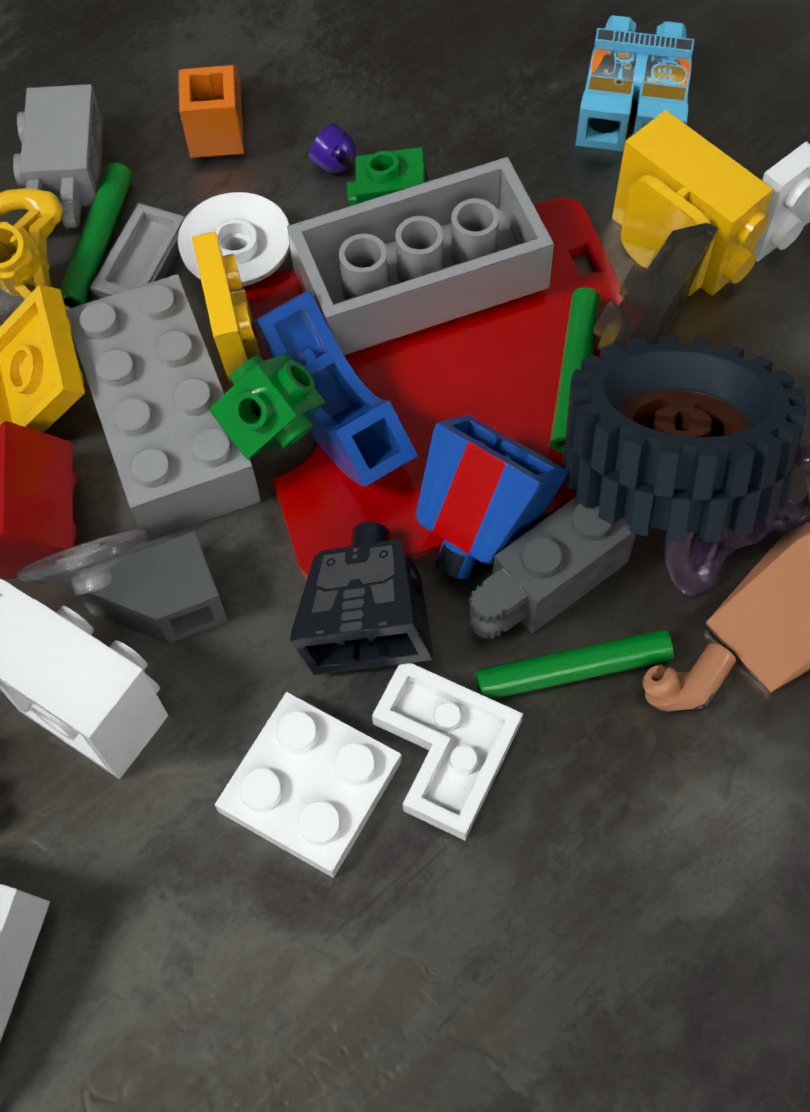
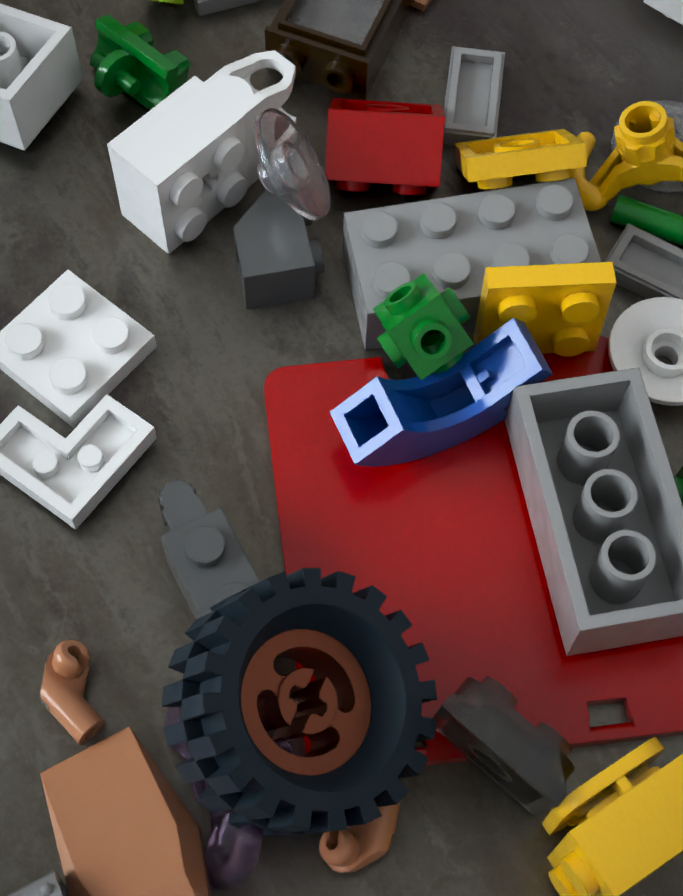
camera: 95 degrees right, 0 degrees up
(362, 606) = (214, 401): torso -> none
(481, 492) = (290, 518): torso -> none
(574, 664) = (118, 590): green piece -> none
(578, 345) = (463, 662): green piece -> none

